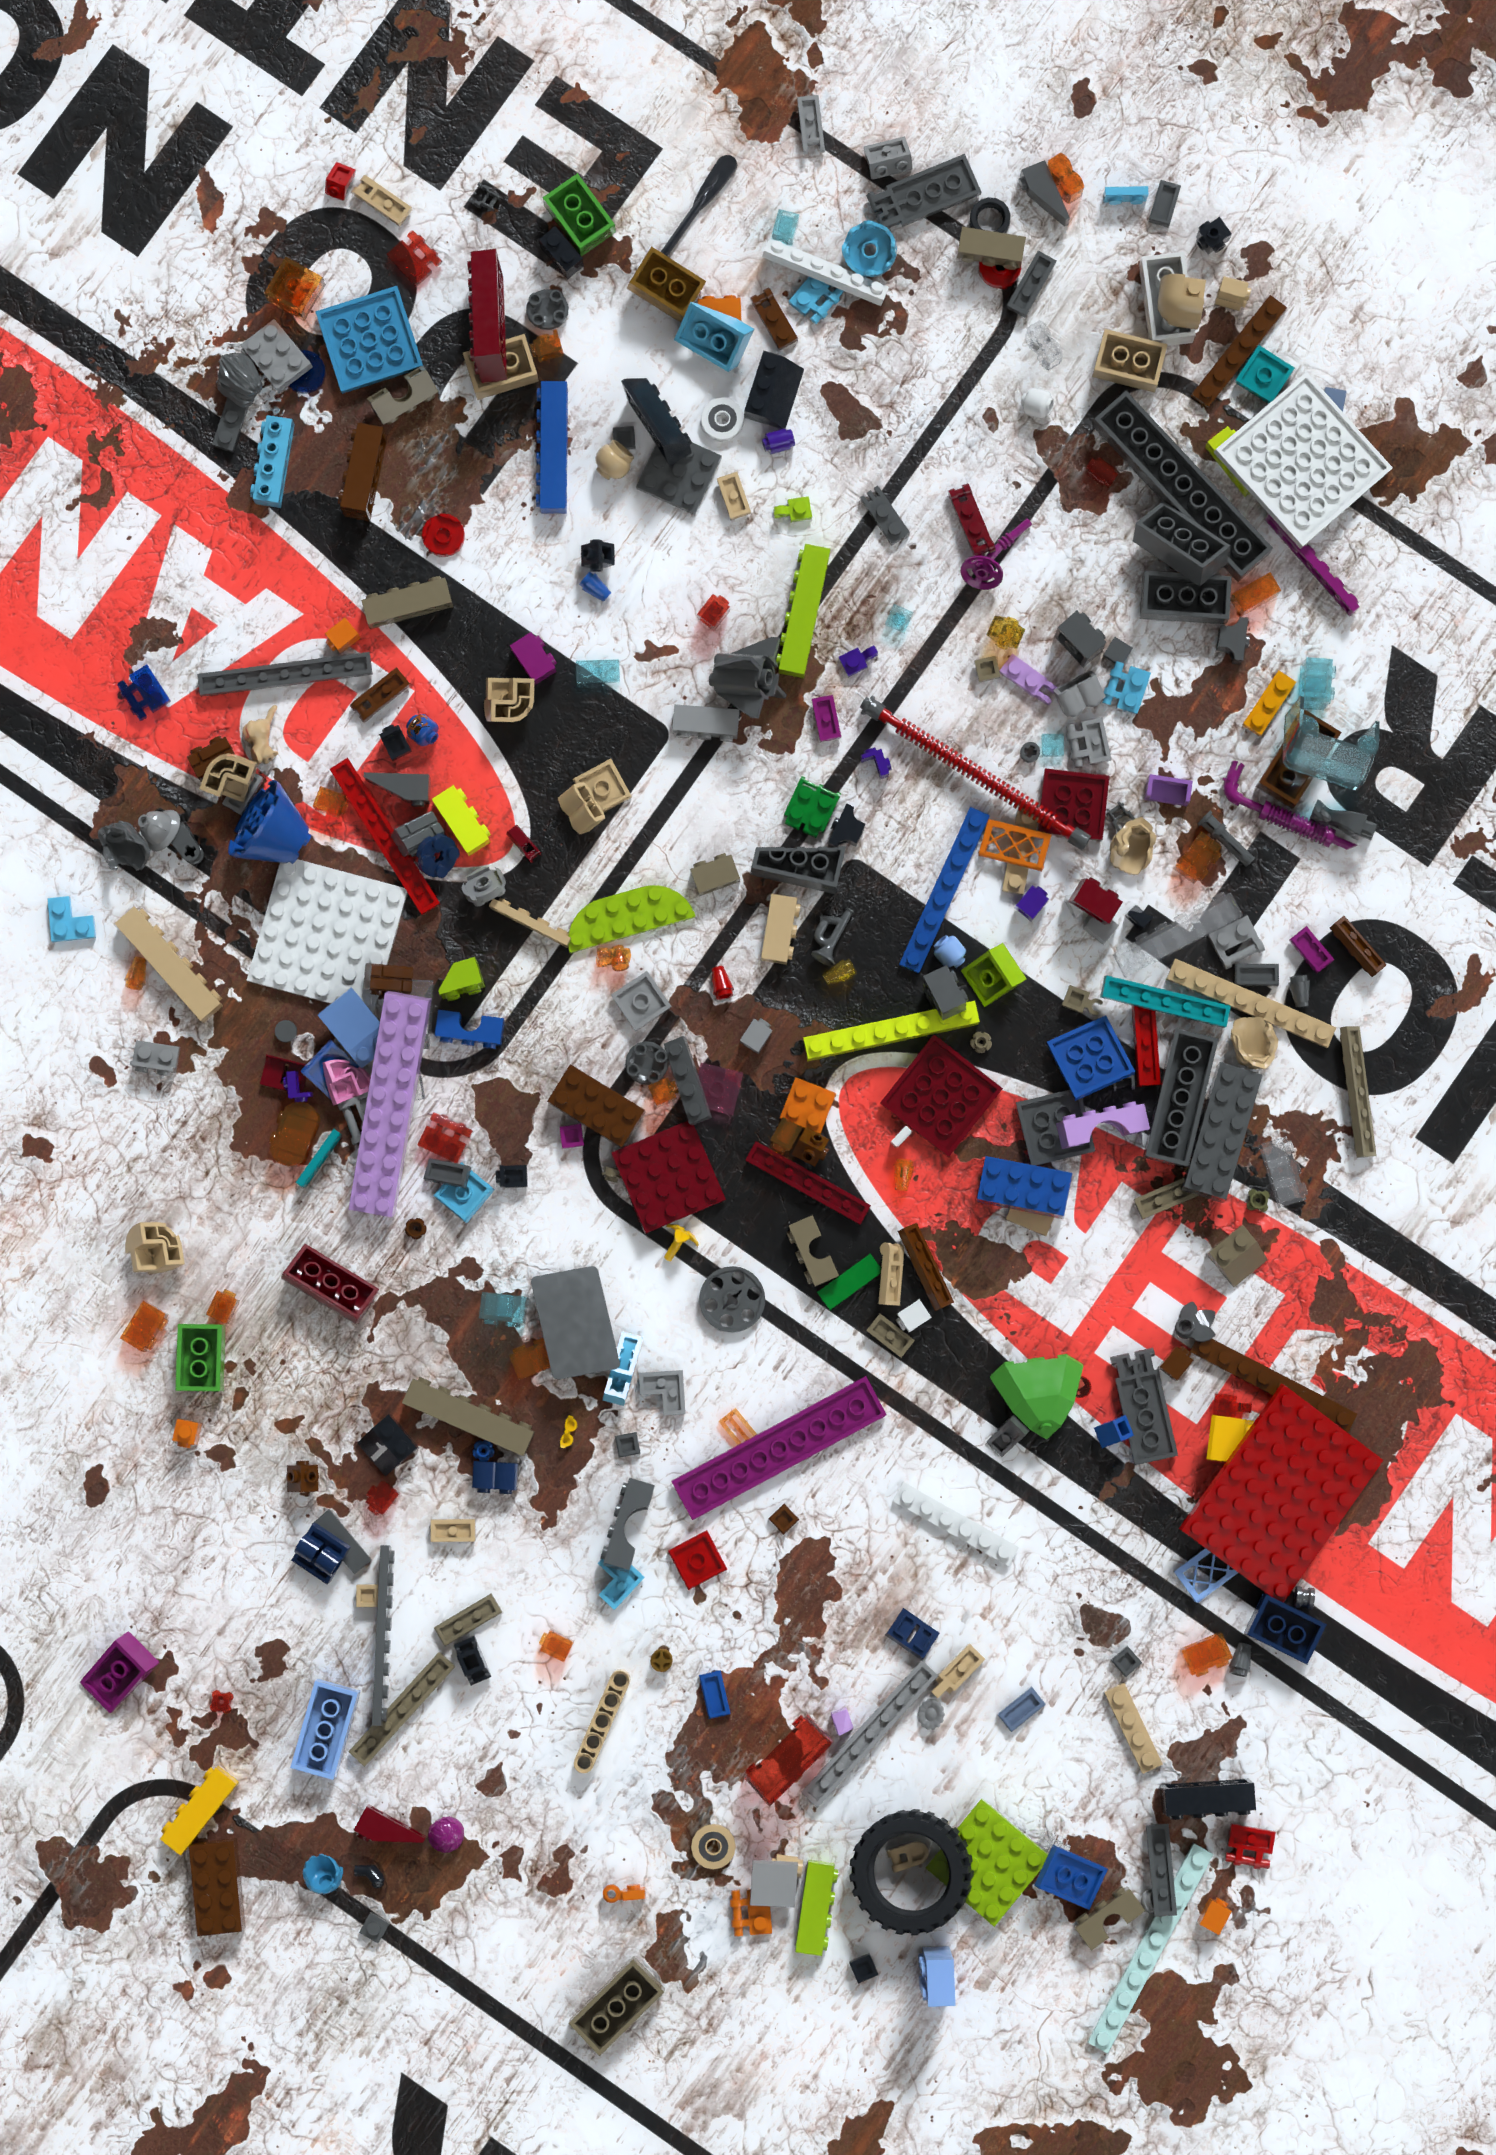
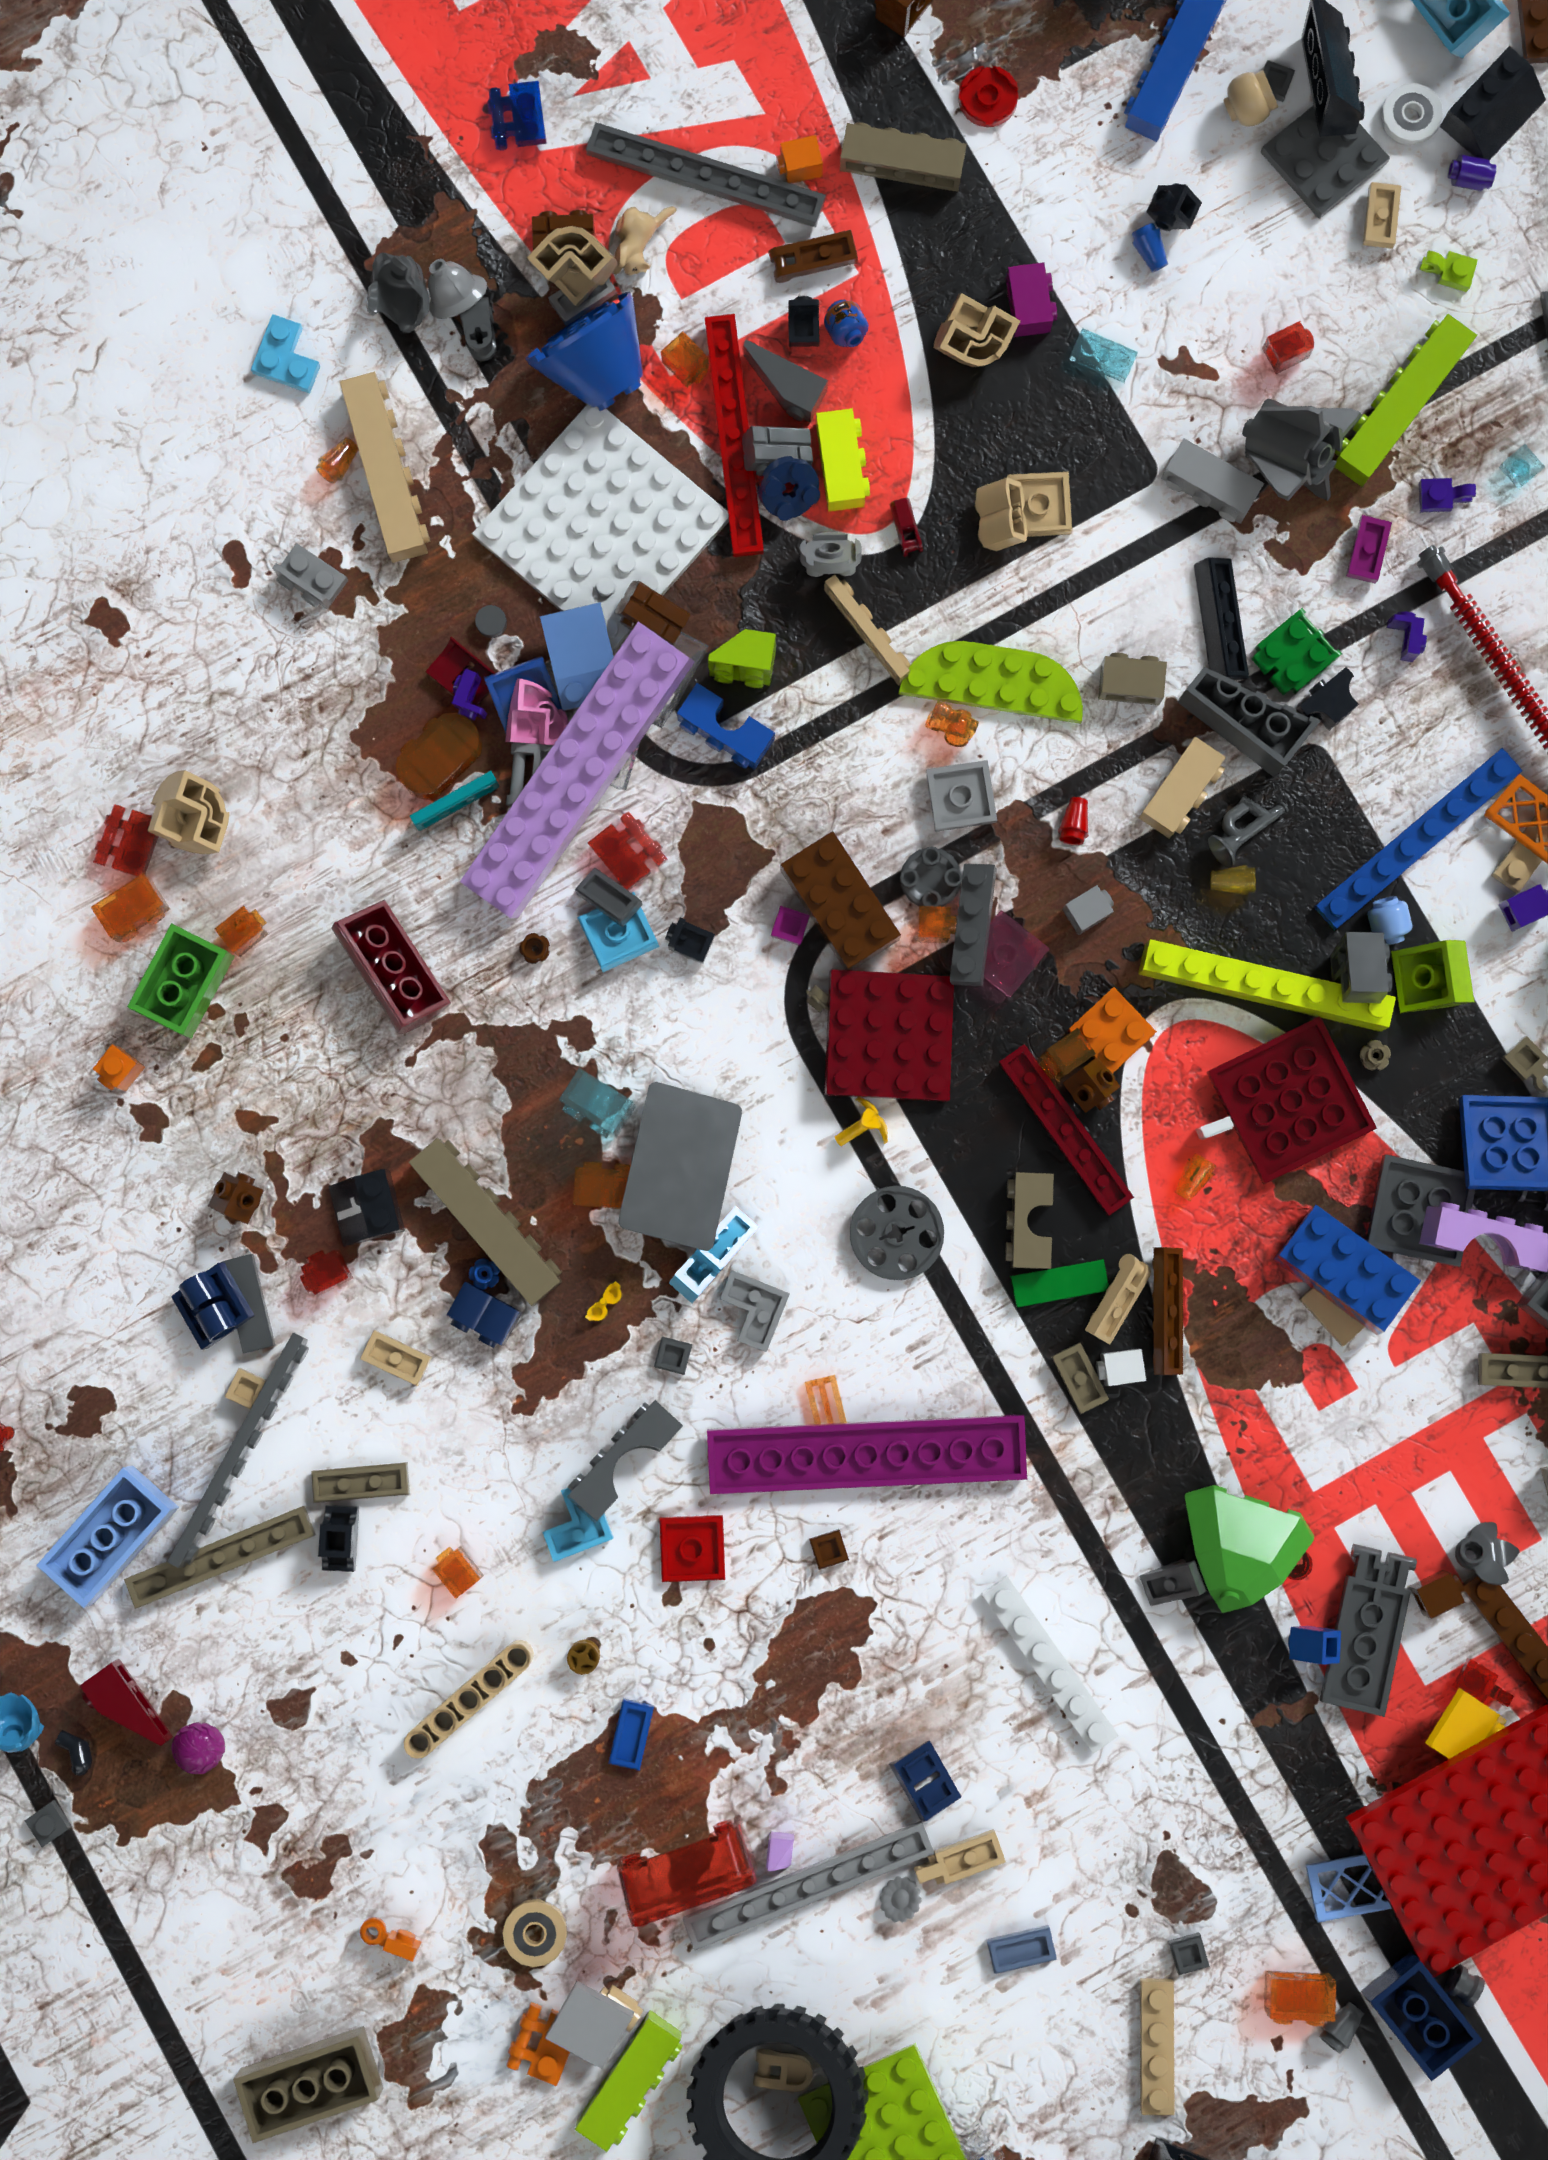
camera: 25 degrees right, 0 degrees up
(127, 1284) = (135, 846): none -> clear red plate
(753, 807) = (1221, 617): none -> black slope

